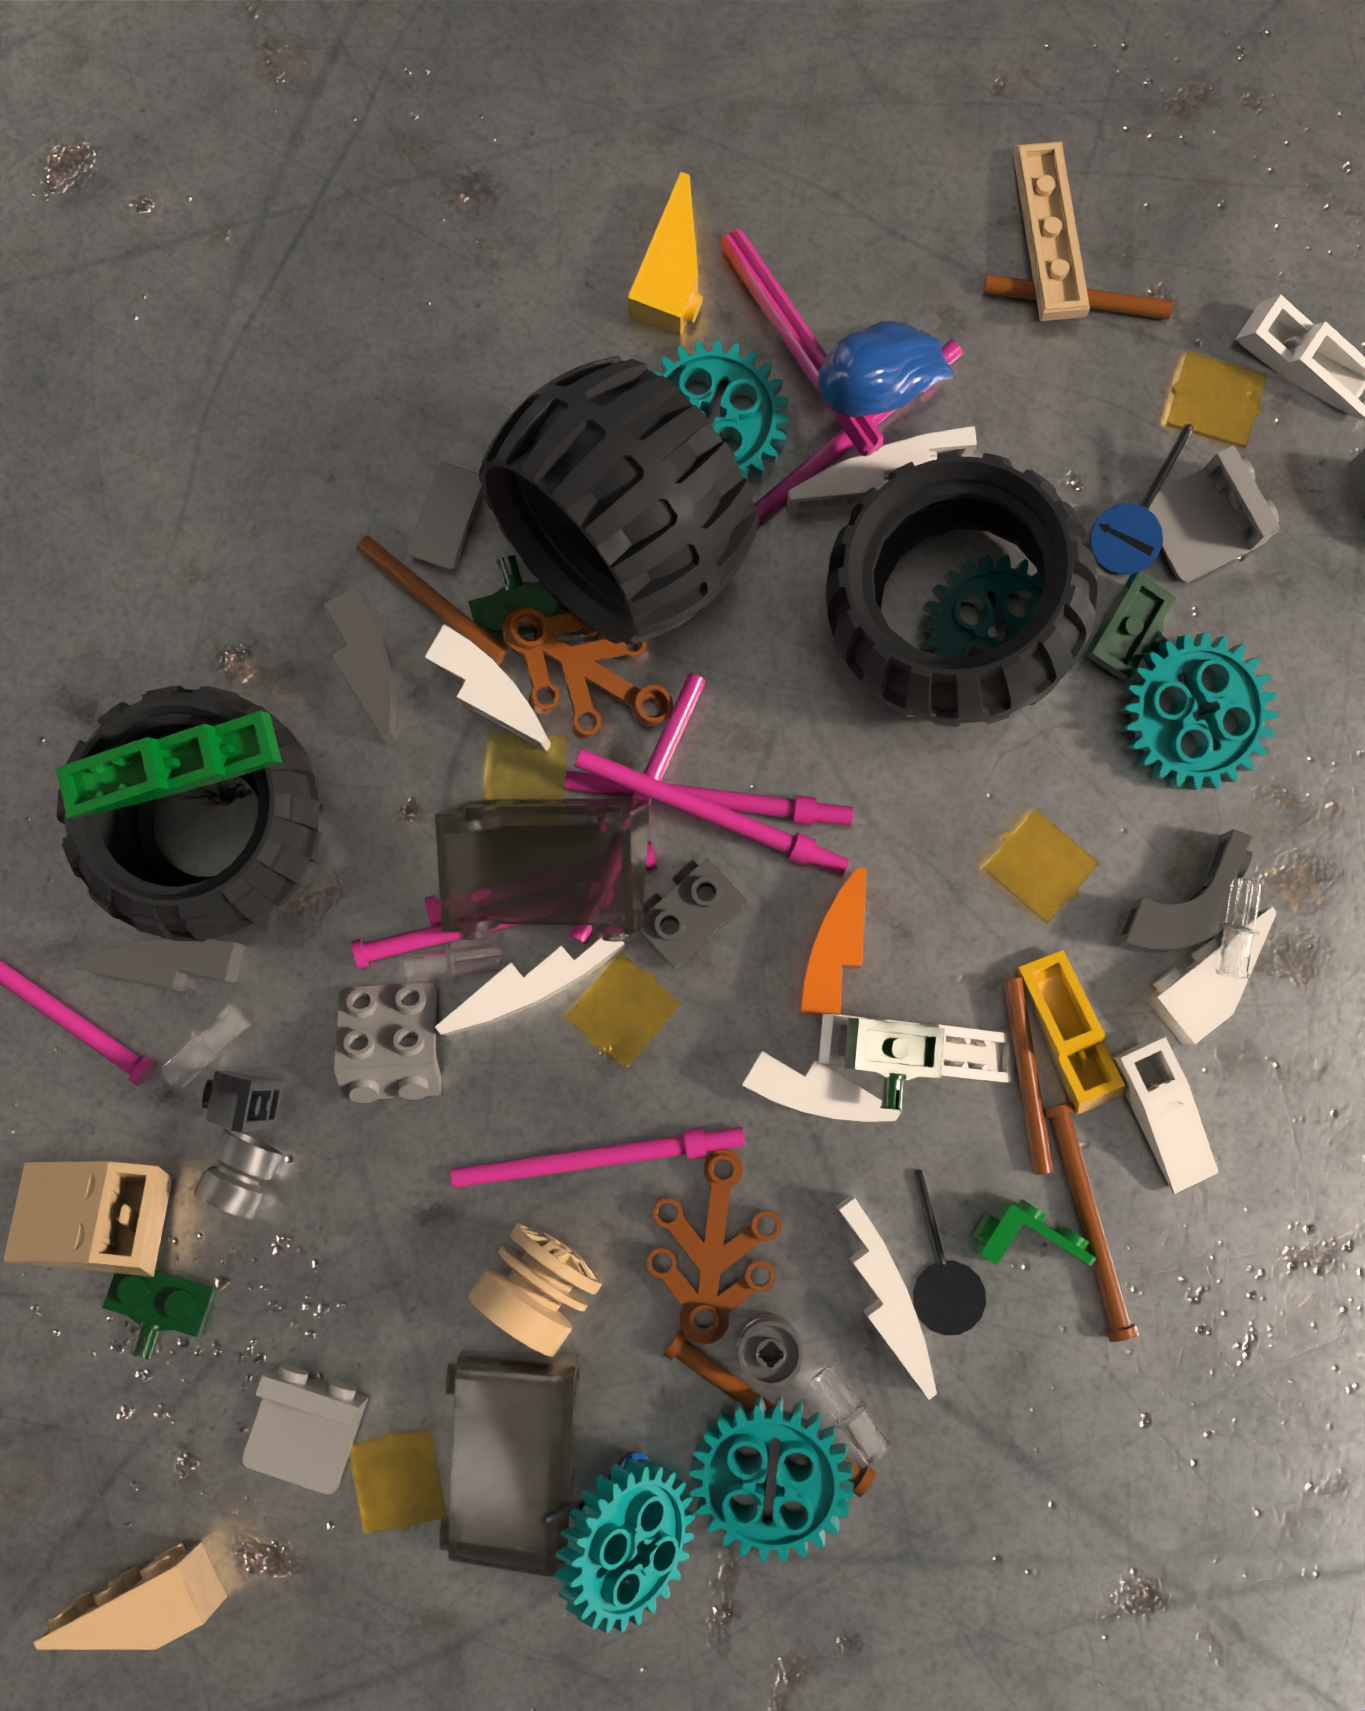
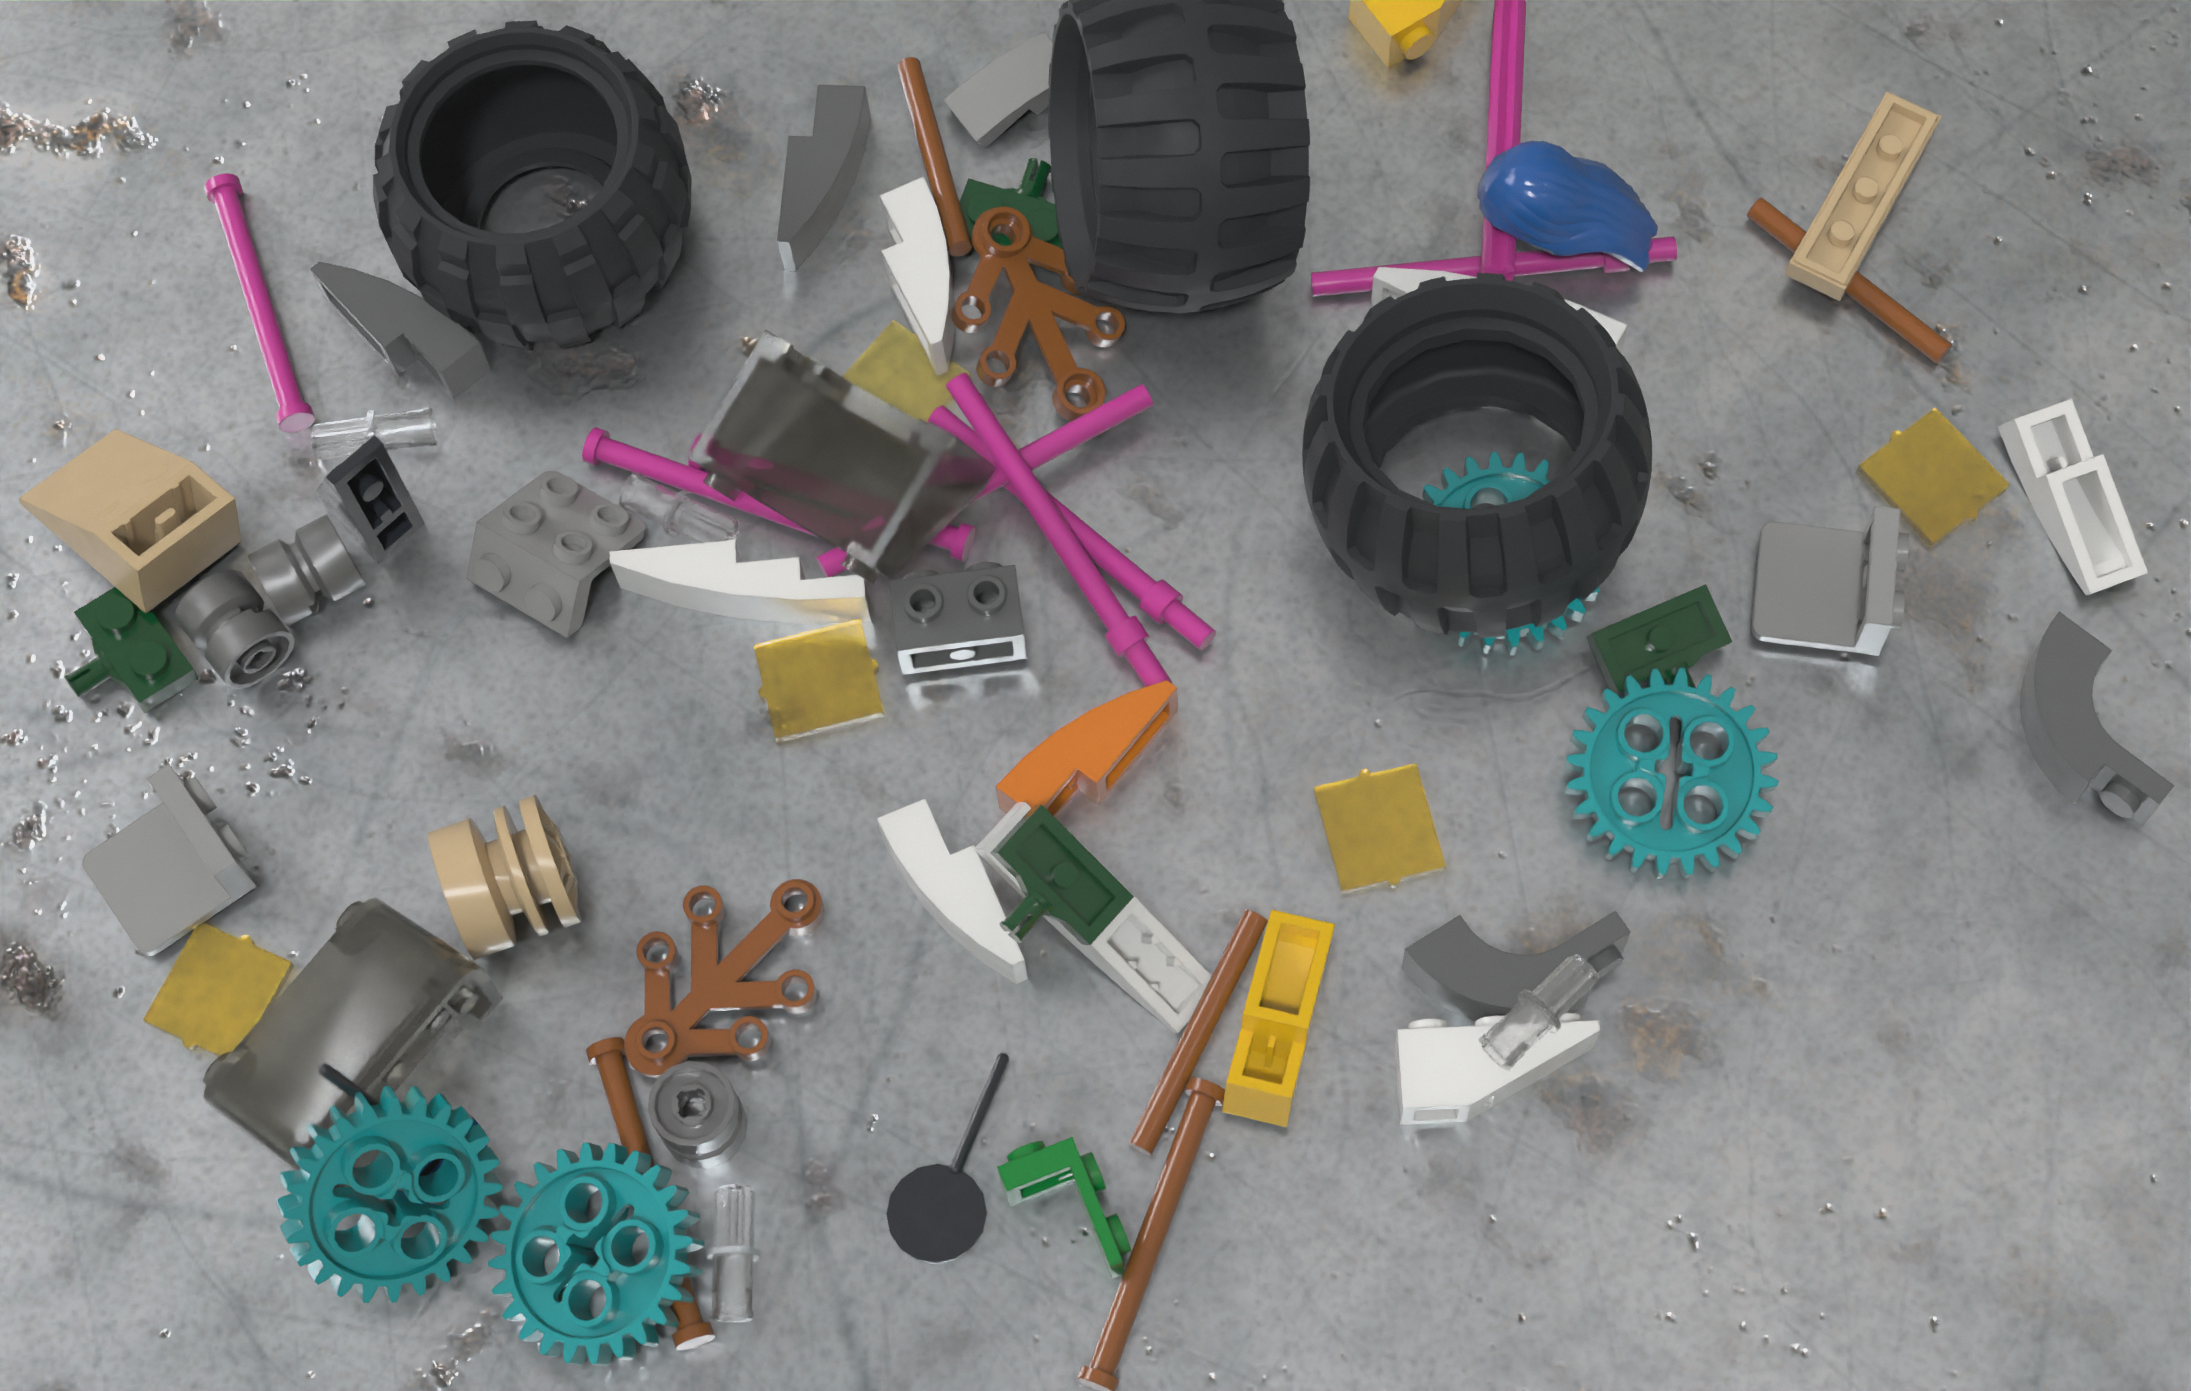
camera: 40 degrees right, 15 degrees down
(168, 765) = (537, 96): green slope -> none
(221, 1246) = (229, 624): none -> flat silver wheel
(694, 1144) = (783, 857): dark pink bar -> none
(752, 428) = (1361, 153): teal gear -> none
(893, 1311) = (862, 1173): white slope -> none
(1129, 534) = (1732, 547): blue piece -> none
(1166, 1112) = (1319, 1169): white slope -> none

